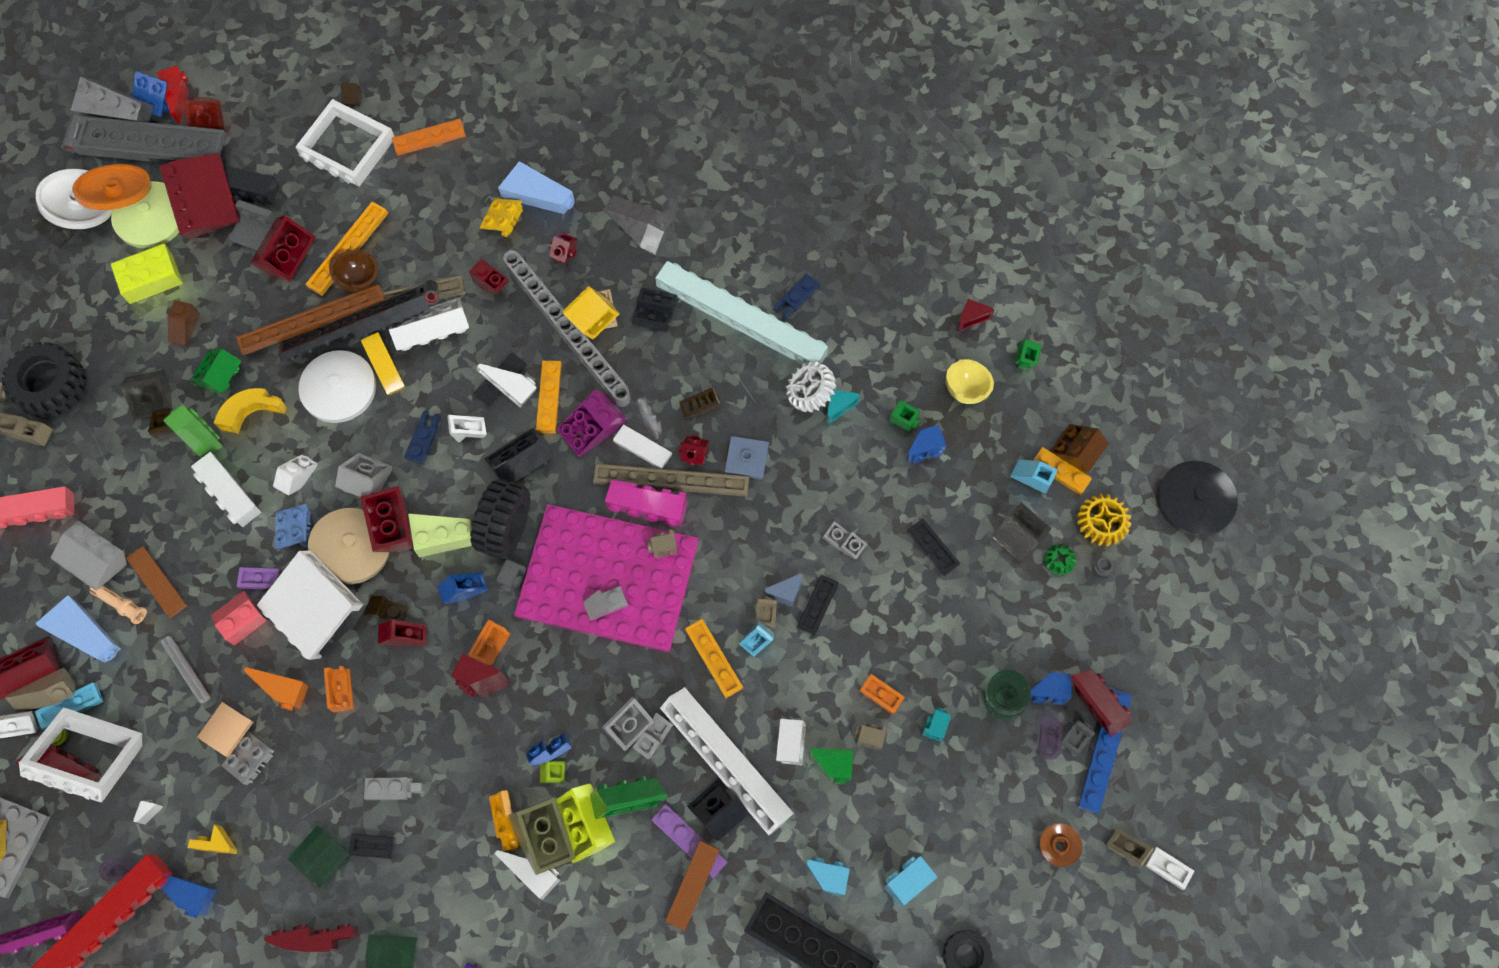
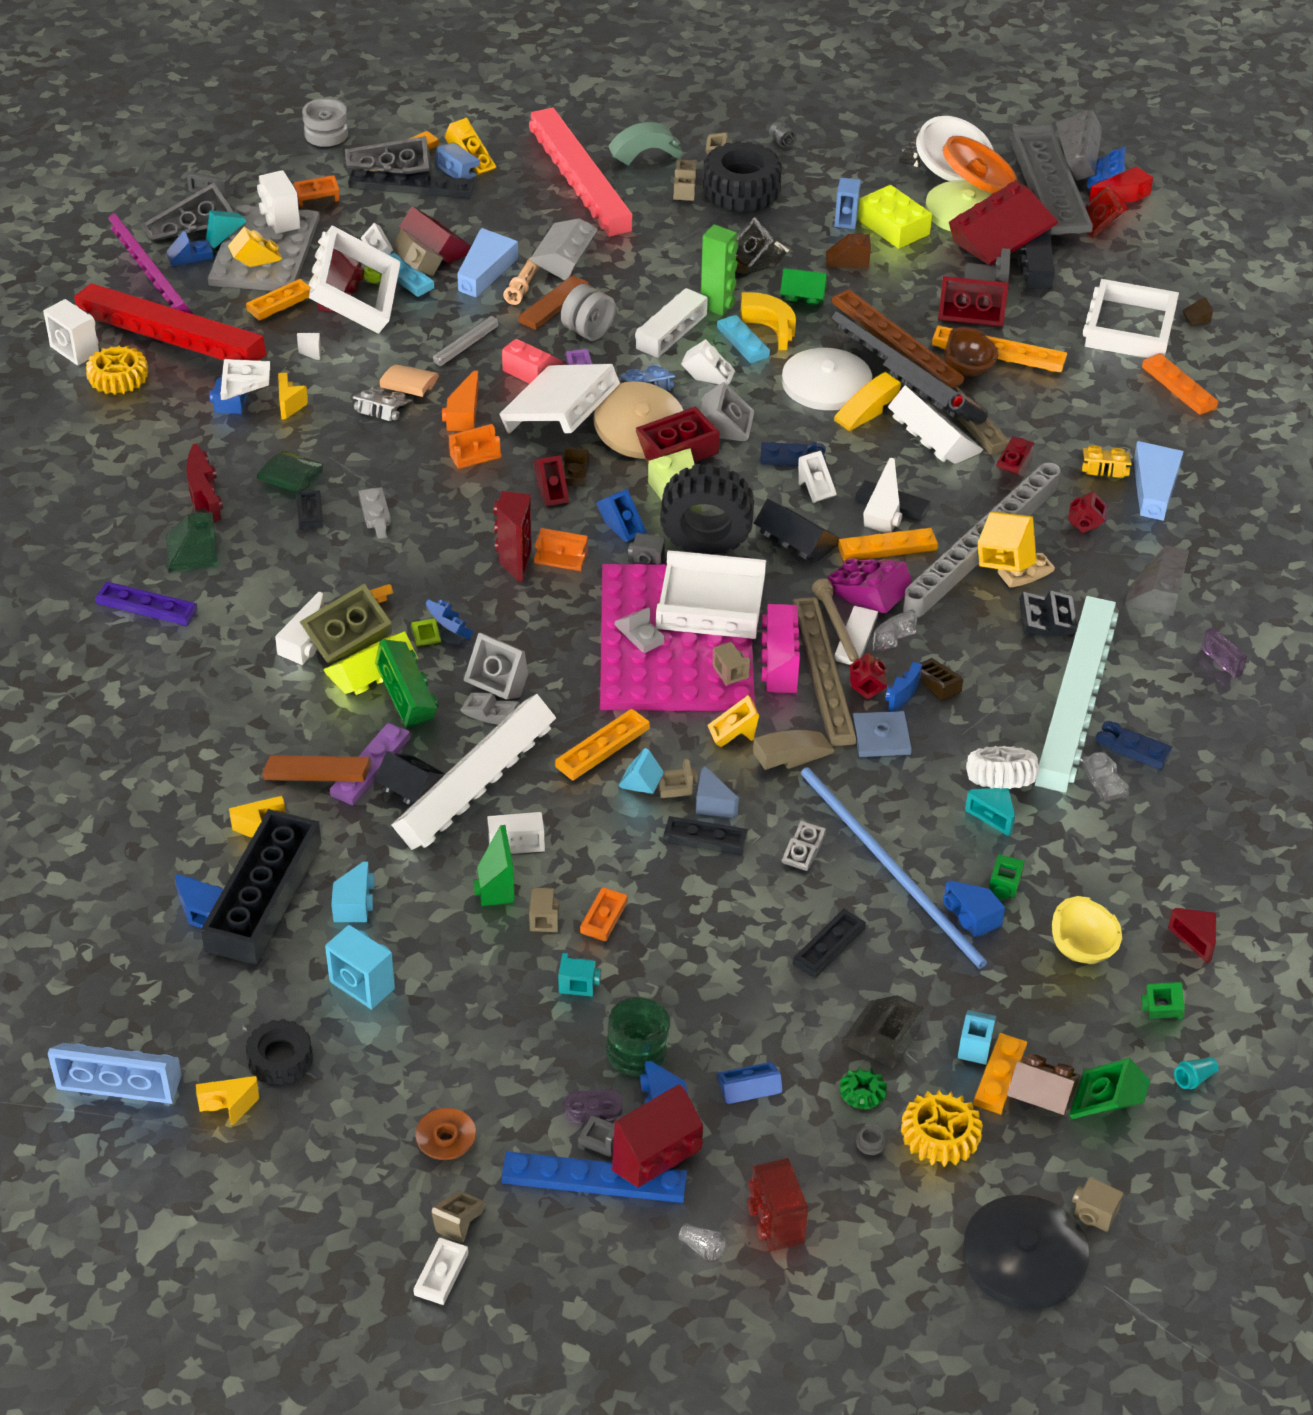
camera: 75 degrees right, 25 degrees down
(64, 831) = (278, 299): none -> light orange plate
(120, 304) = (847, 203): none -> medium blue brick
(189, 881) = (243, 377): none -> white wing
(196, 555) = (588, 312): none -> light grey wheel
(263, 437) = (743, 339): none -> medium azure plate
(583, 540) = (711, 594): none -> white panel
(592, 457) = (823, 591): none -> dark tan piece
(712, 432) = (903, 687): none -> blue slope
(720, 557) = (737, 720): none -> yellow slope
(726, 209) = (1224, 652): none -> clear purple plate
(733, 946) = (248, 817): none -> yellow slope
(751, 523) = (791, 748): none -> dark tan slope
(822, 325) = (1104, 777): none -> clear slope
(870, 487) = (894, 868): none -> medium blue piece
(1042, 630) = (750, 1082): none -> slope
(1083, 356) = (1194, 1072): none -> teal cone
(1094, 410) = (1109, 1088): none -> green slope
(1158, 637) = (778, 1205): none -> clear red brick
(1170, 690) = (705, 1242): none -> clear cone
(1175, 446) = (1097, 1204): none -> dark tan brick

